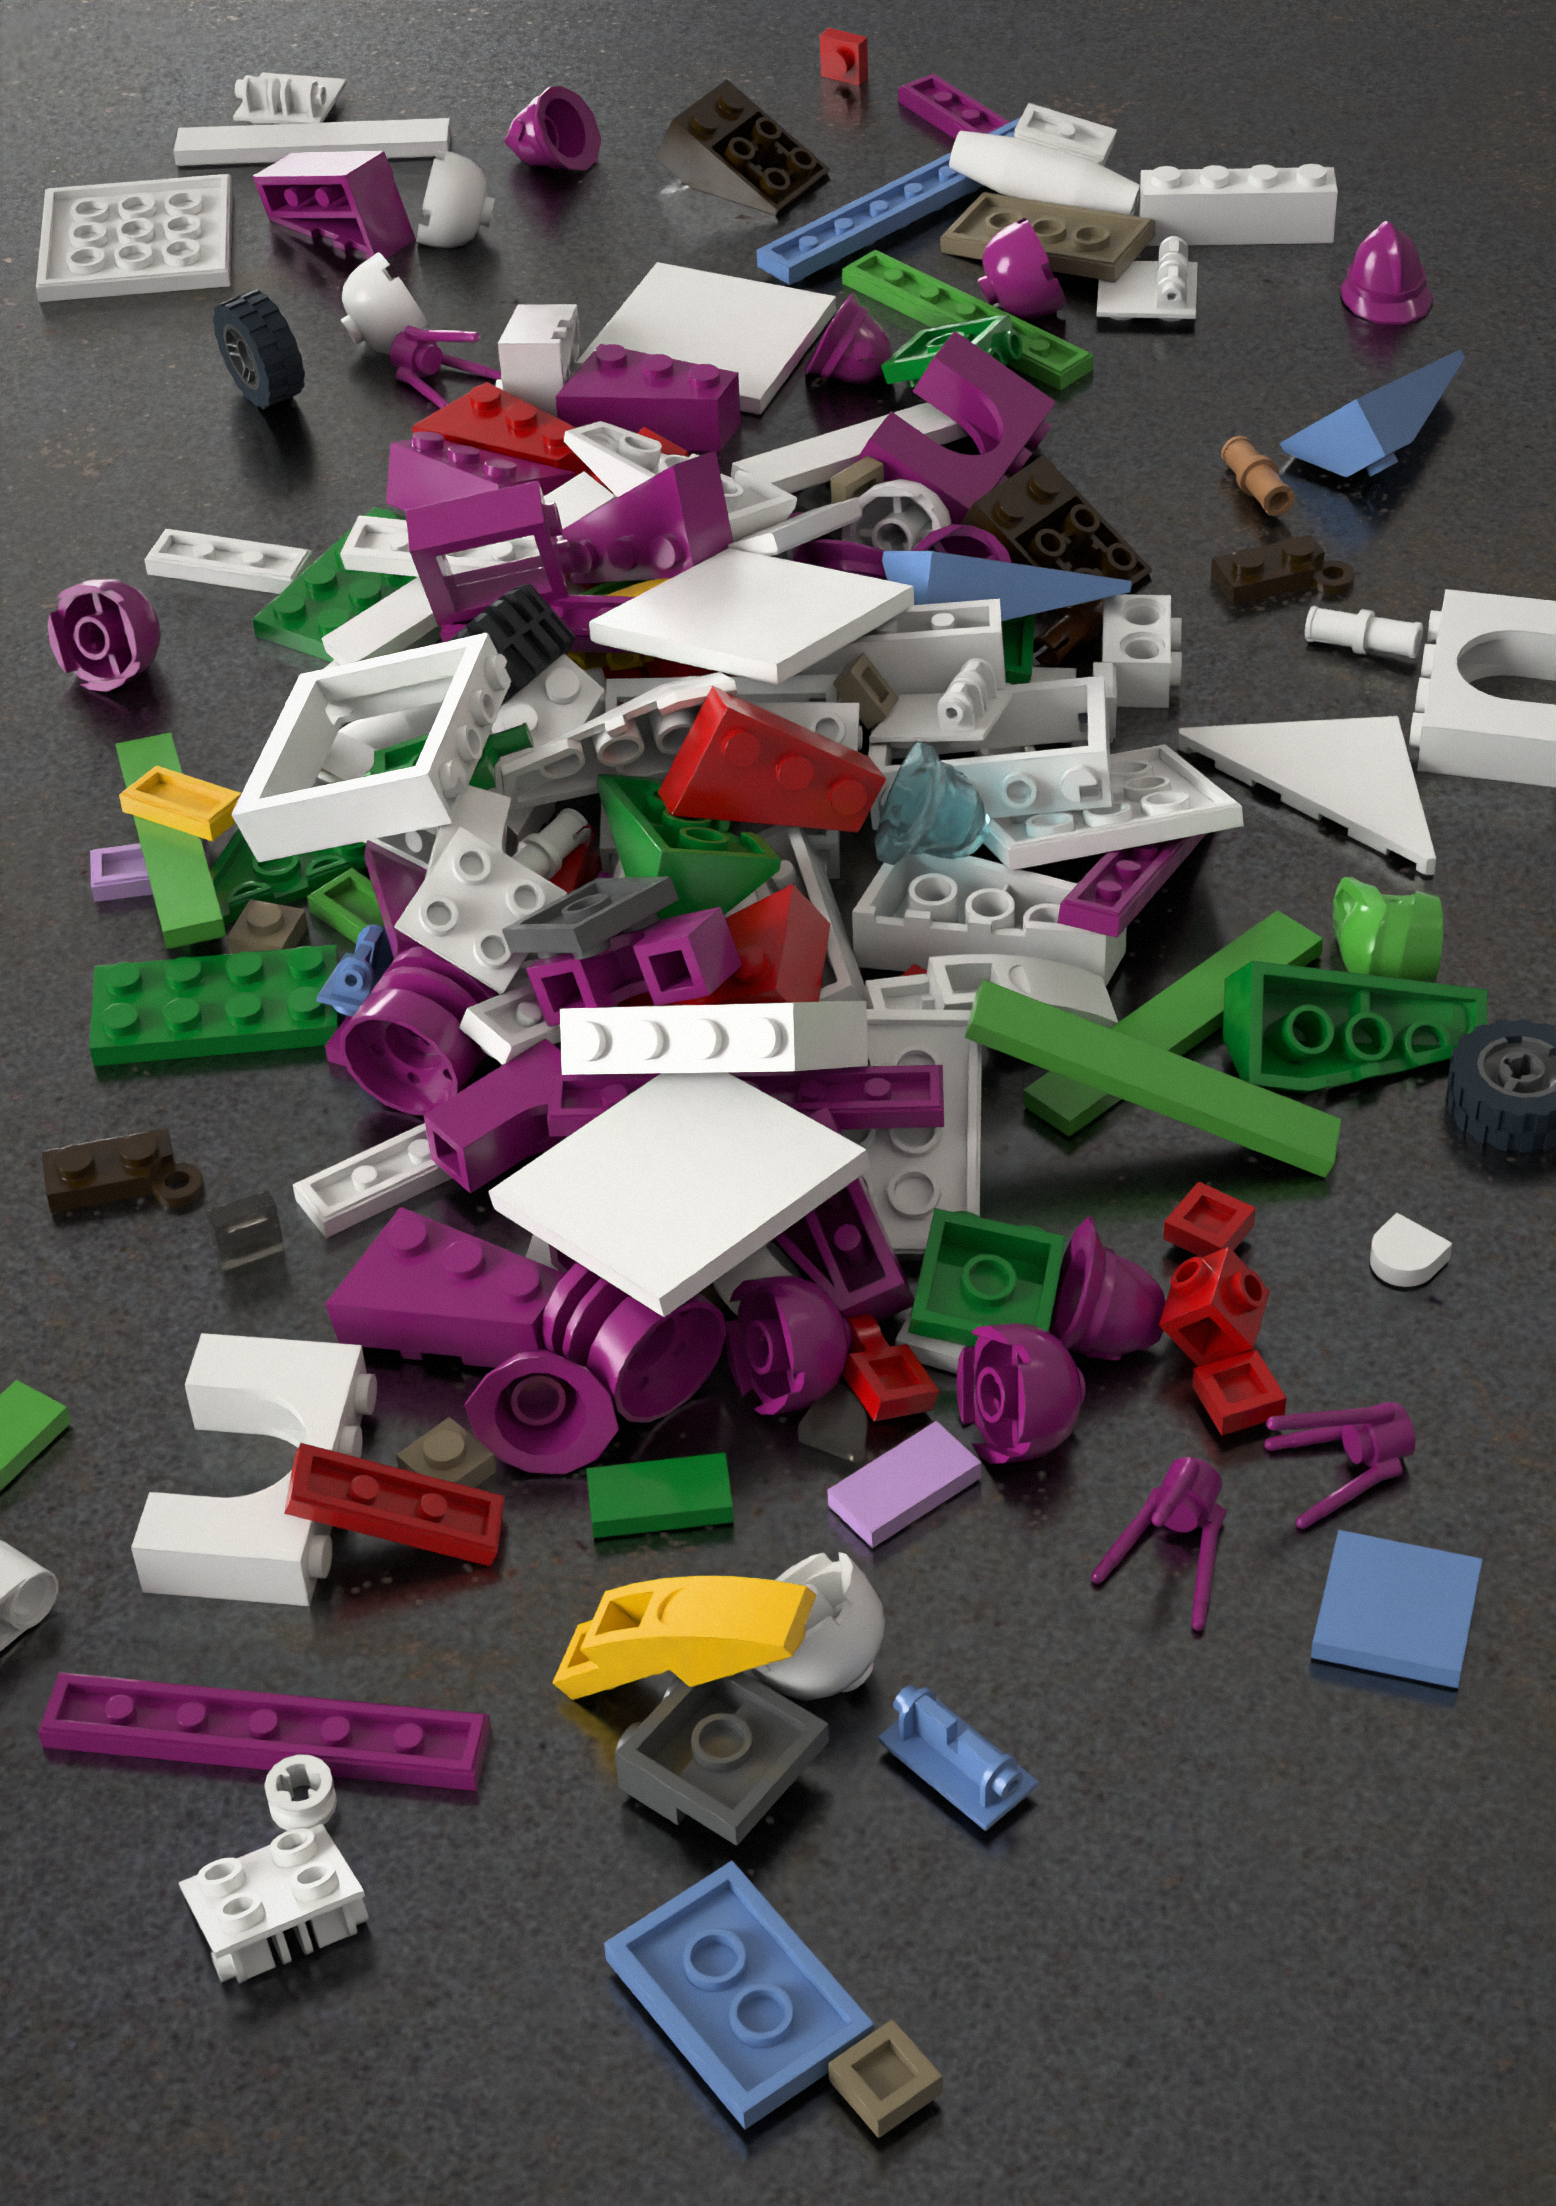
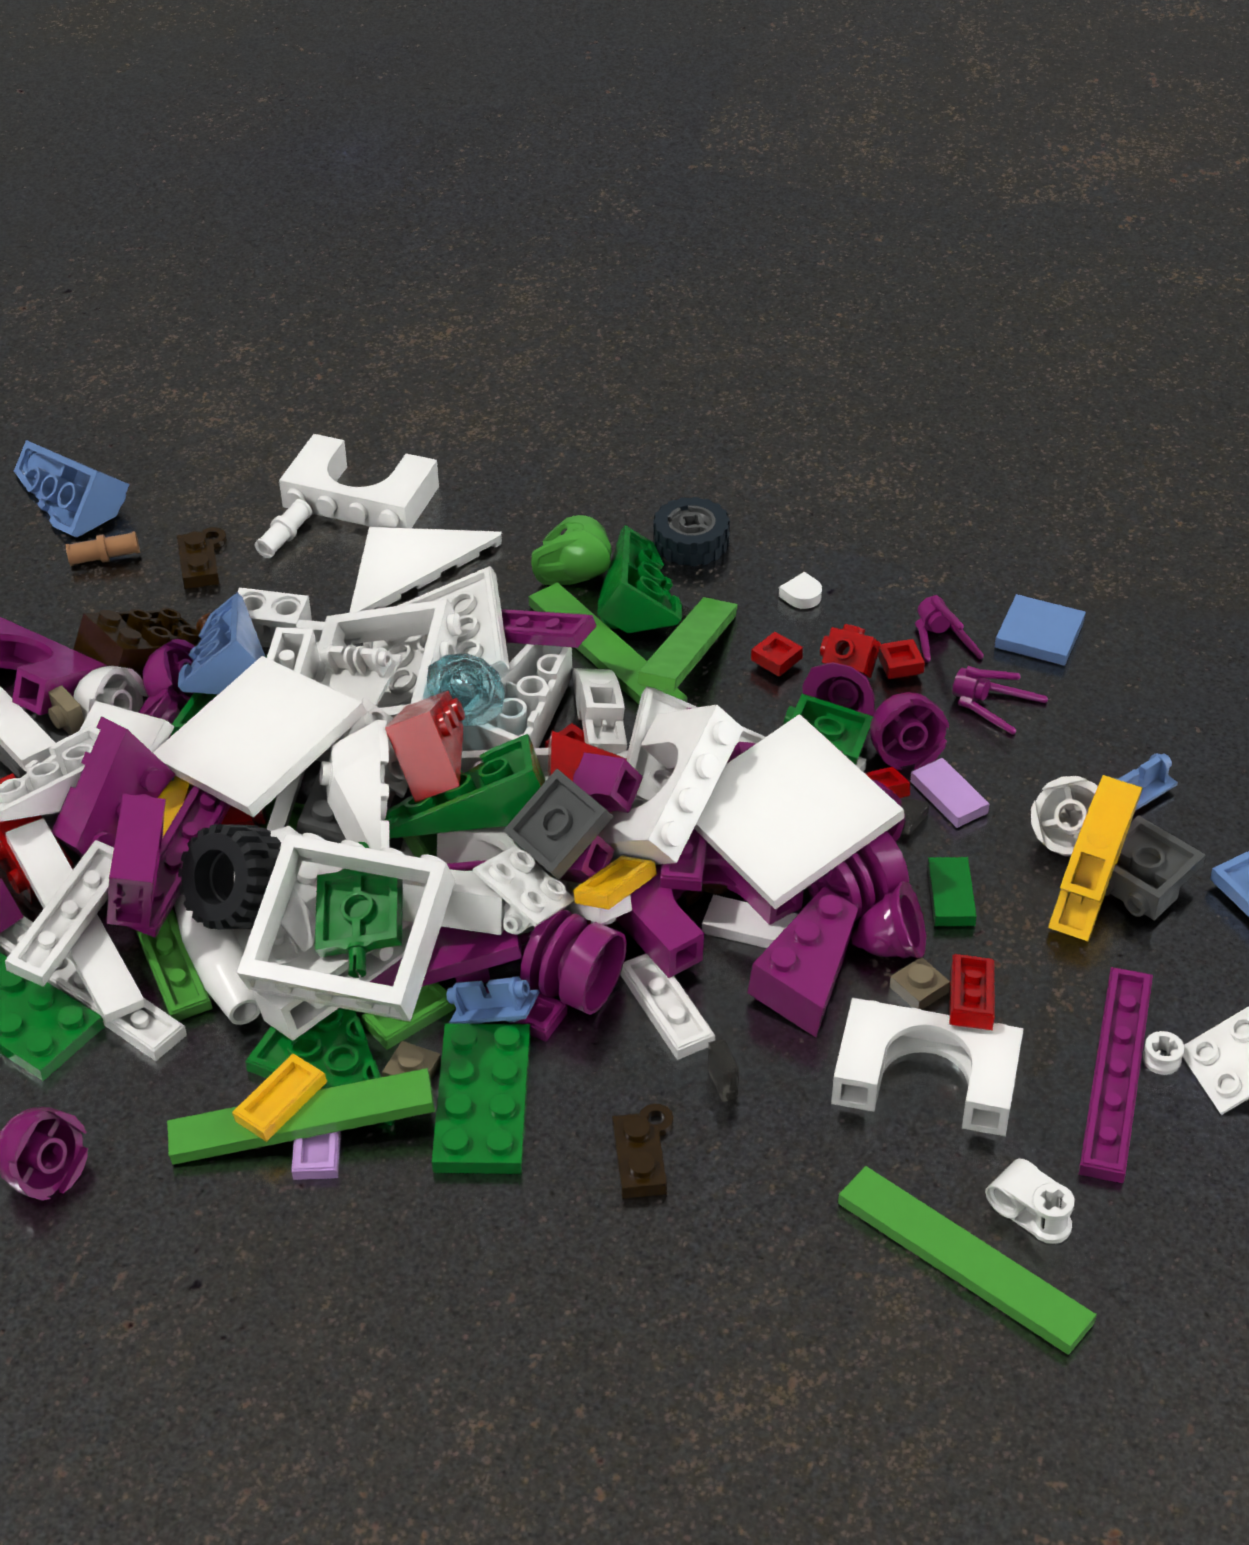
camera: 85 degrees left, 0 degrees up
(518, 1018) = (615, 882): none -> yellow tile

